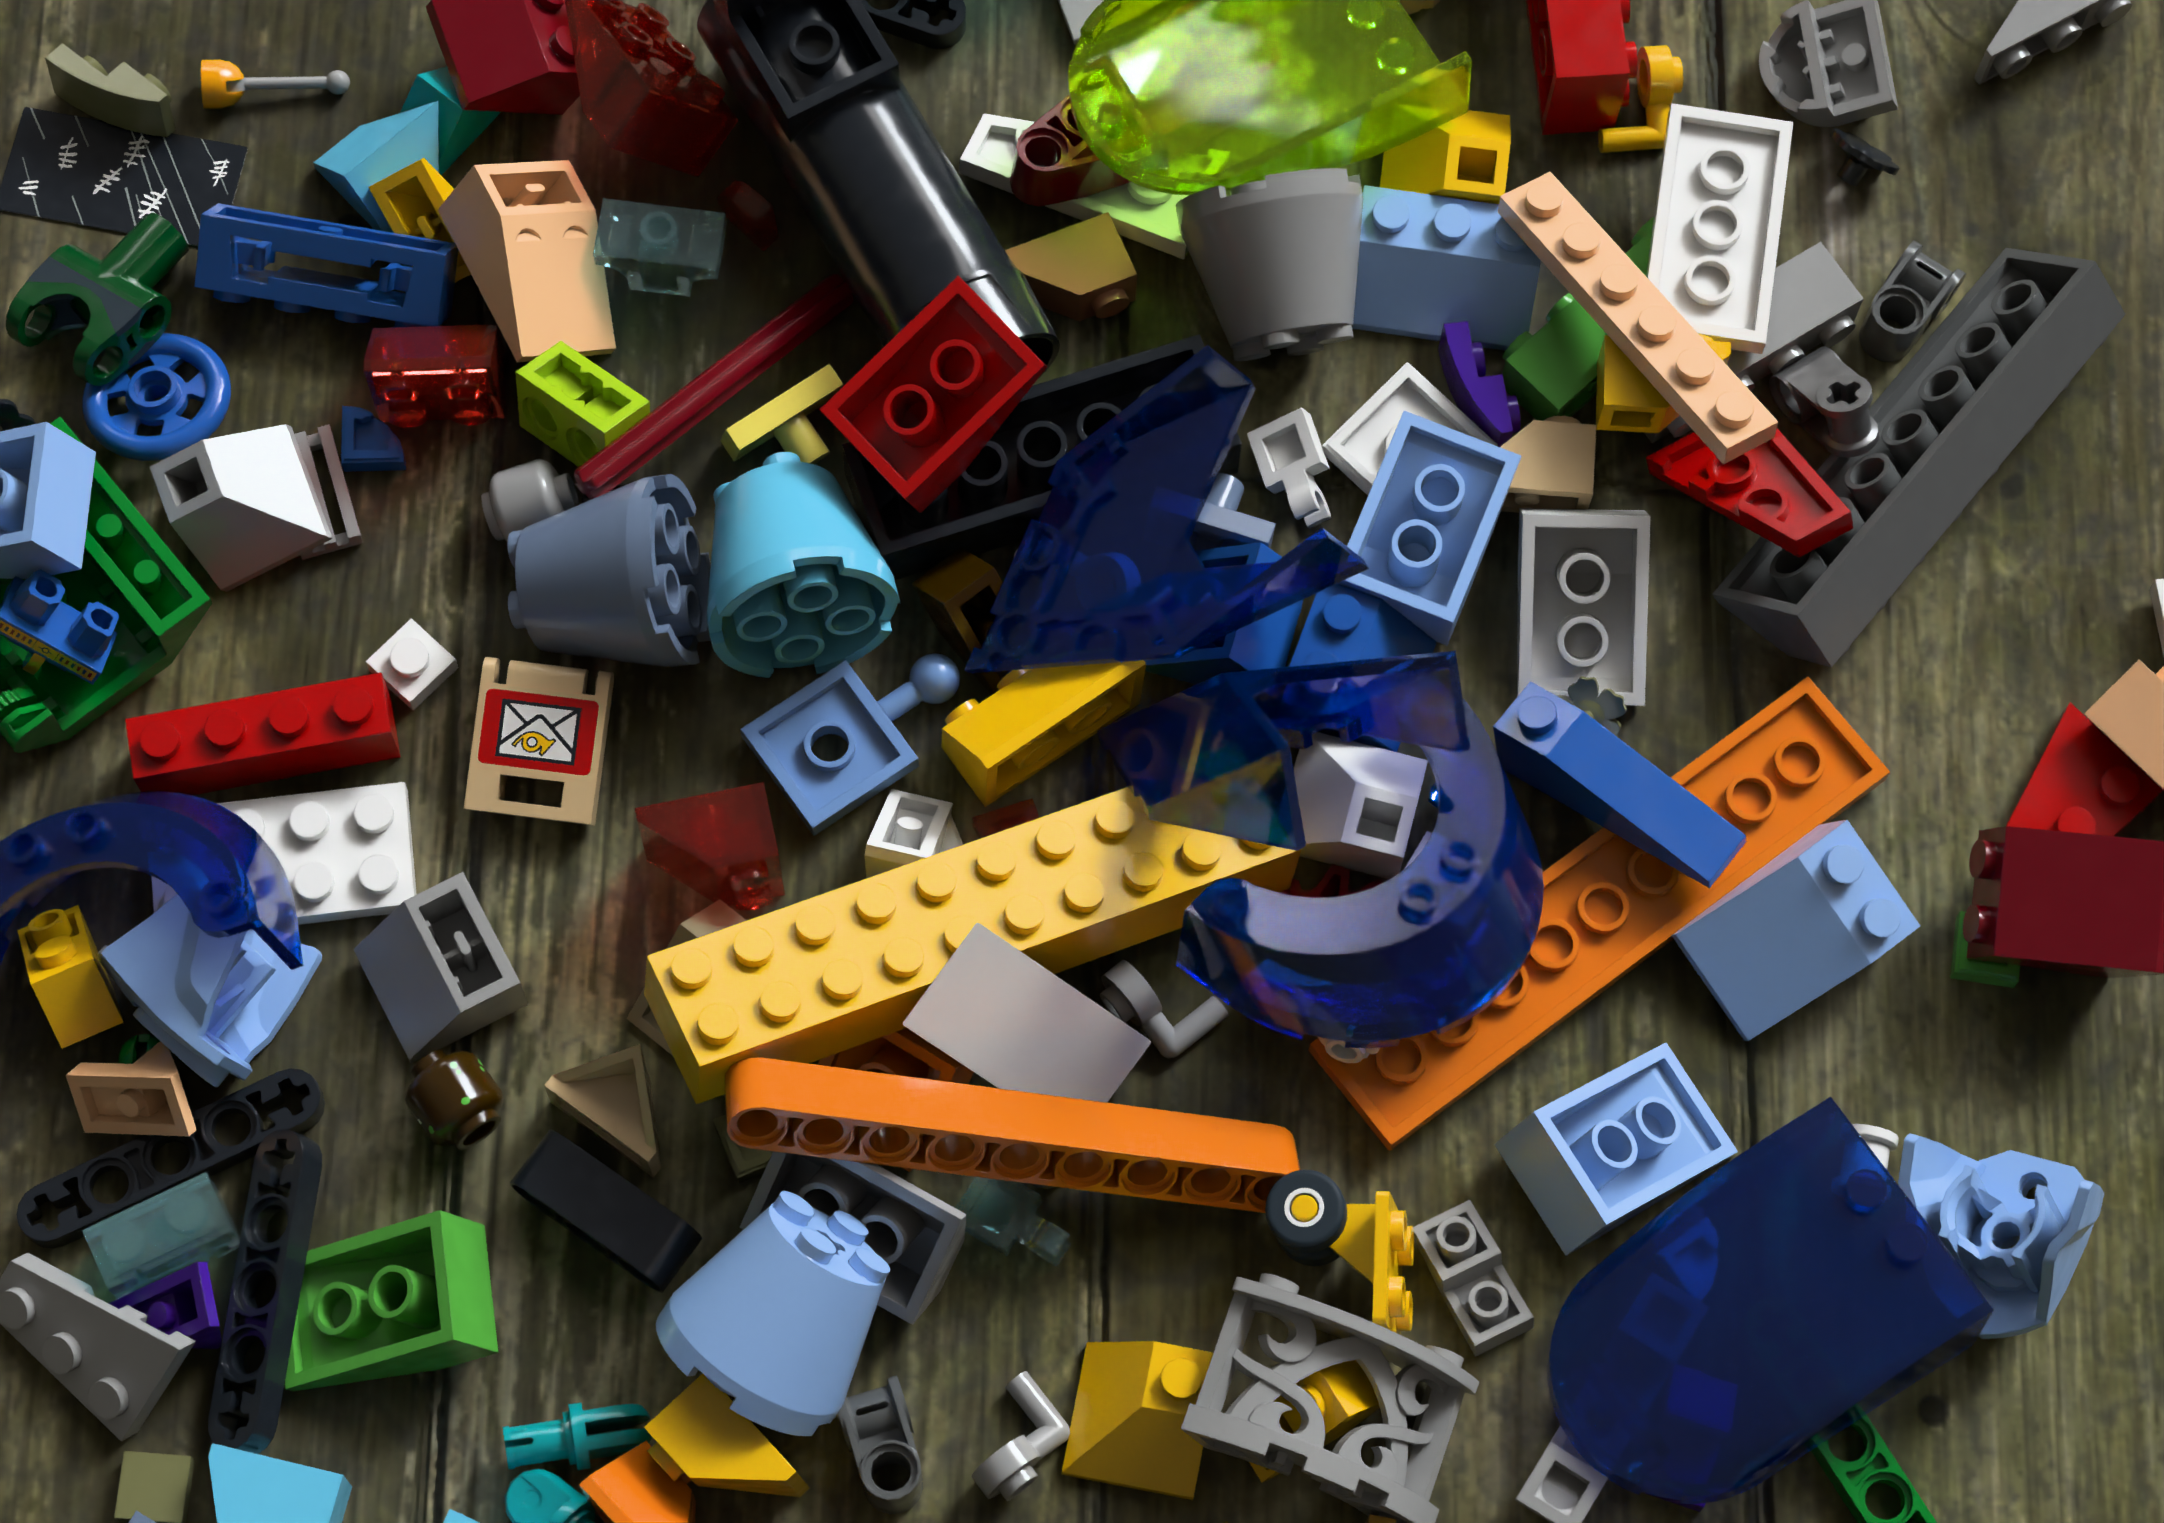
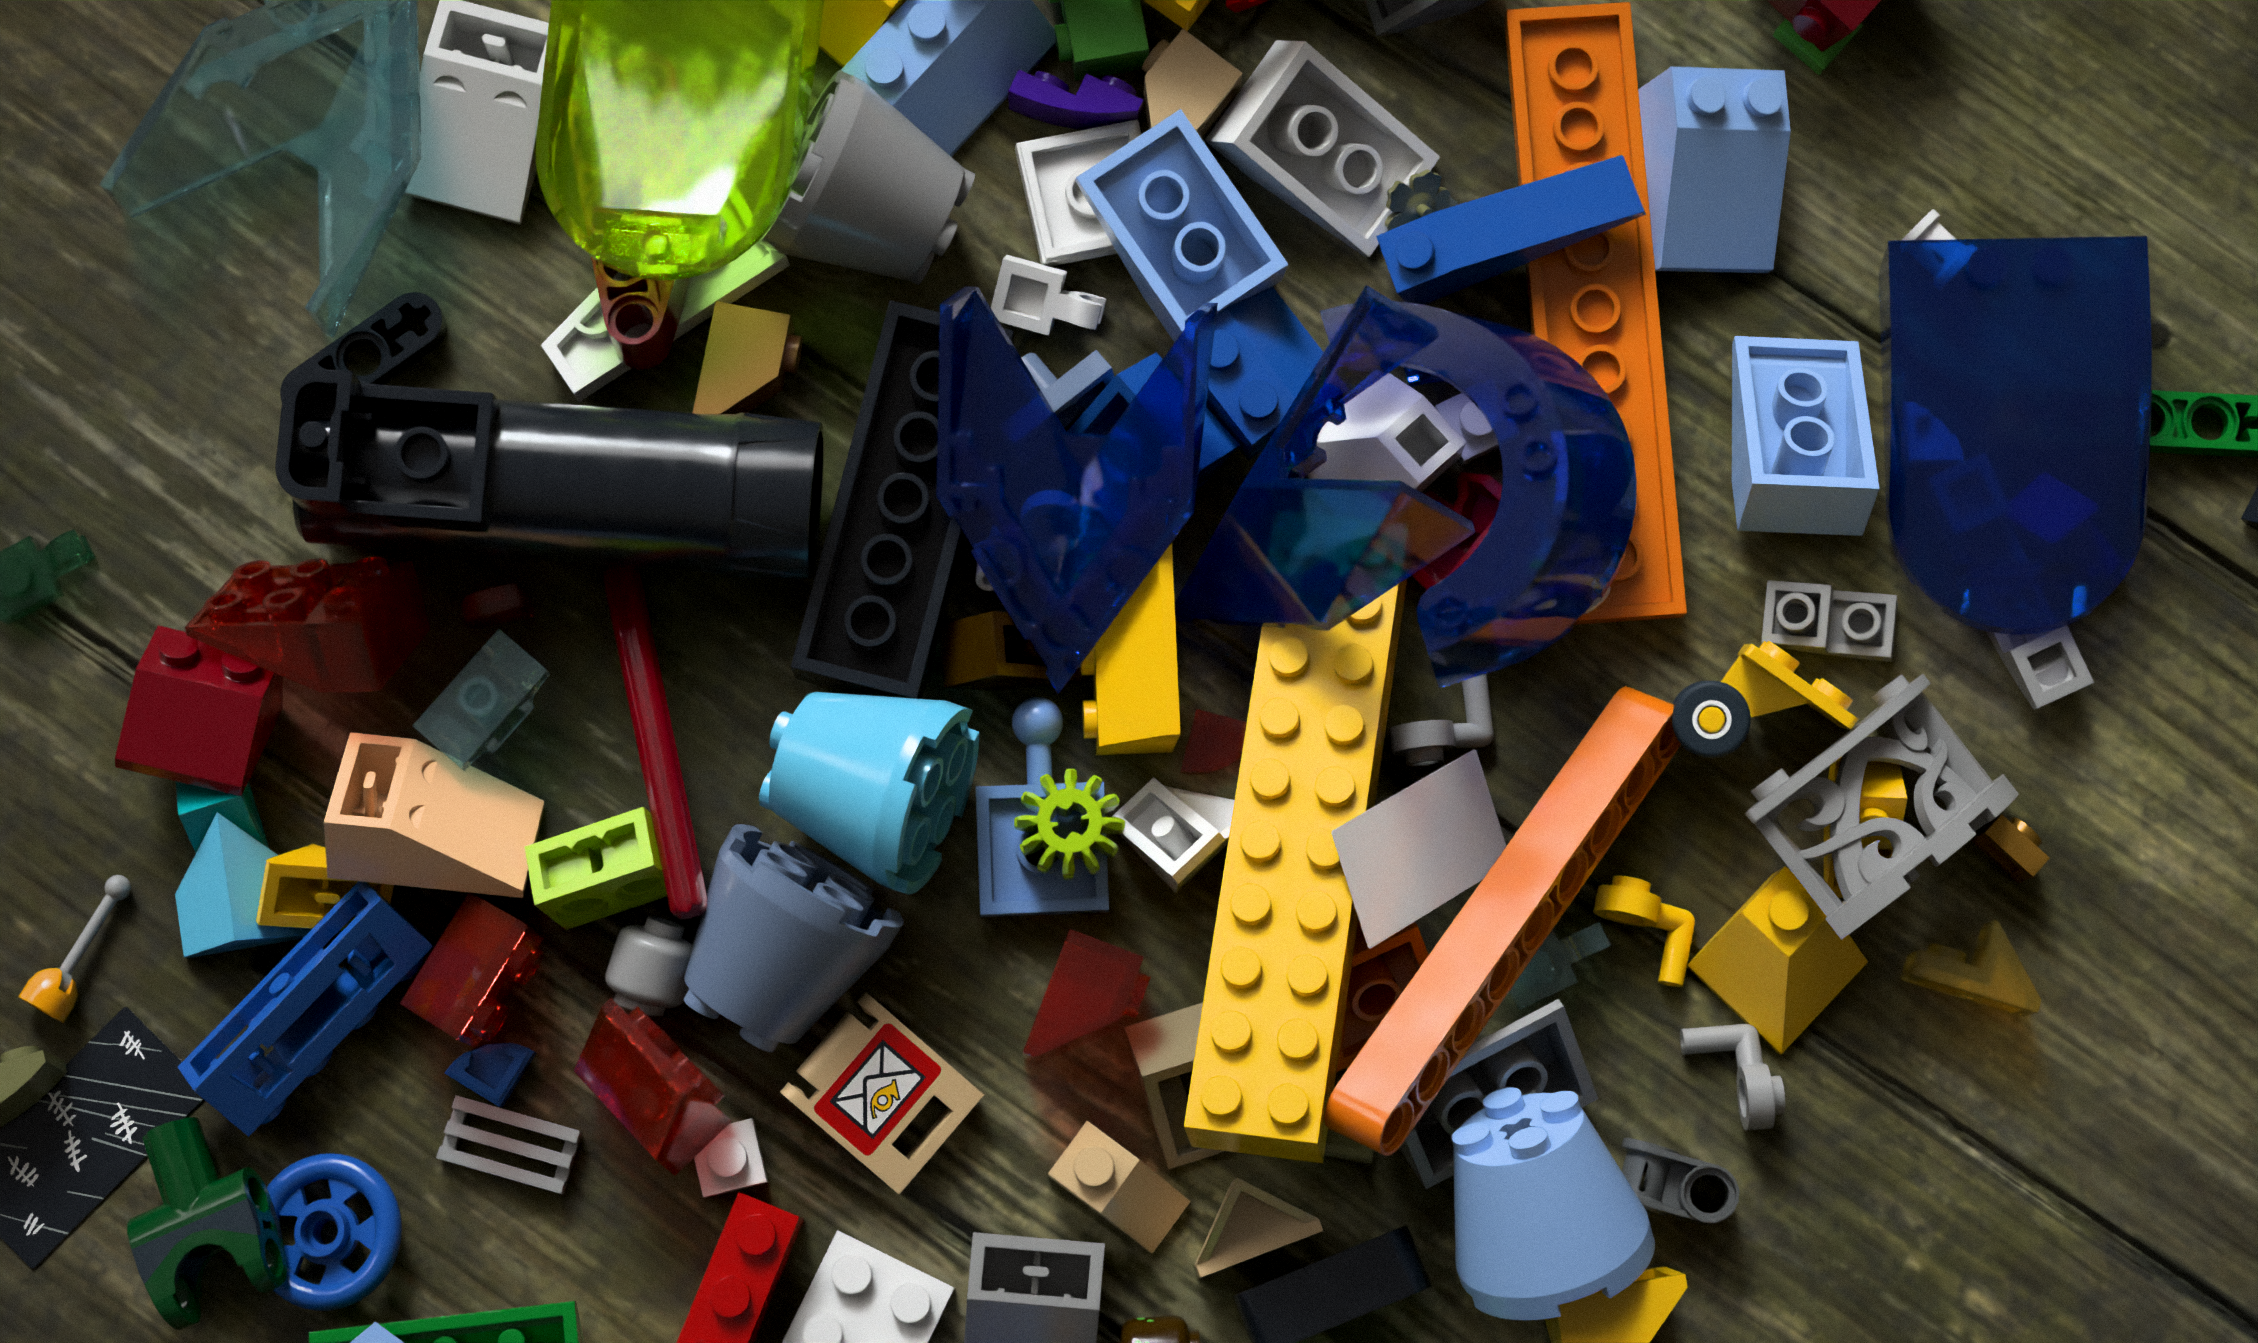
camera: 60 degrees left, 10 degrees up
(242, 503) = (490, 1216): light grey slope -> none
(427, 556) = (651, 1086): none -> clear red slope
(582, 979) = (1118, 1187): none -> tan slope
(787, 420) = (717, 698): light yellow tile -> none
(885, 744) = (1063, 803): none -> lime gear
(935, 394) = (822, 560): red slope -> none
(1105, 1254) = (1632, 904): none -> yellow plate
(1984, 1209) = (2024, 184): light blue piece -> none

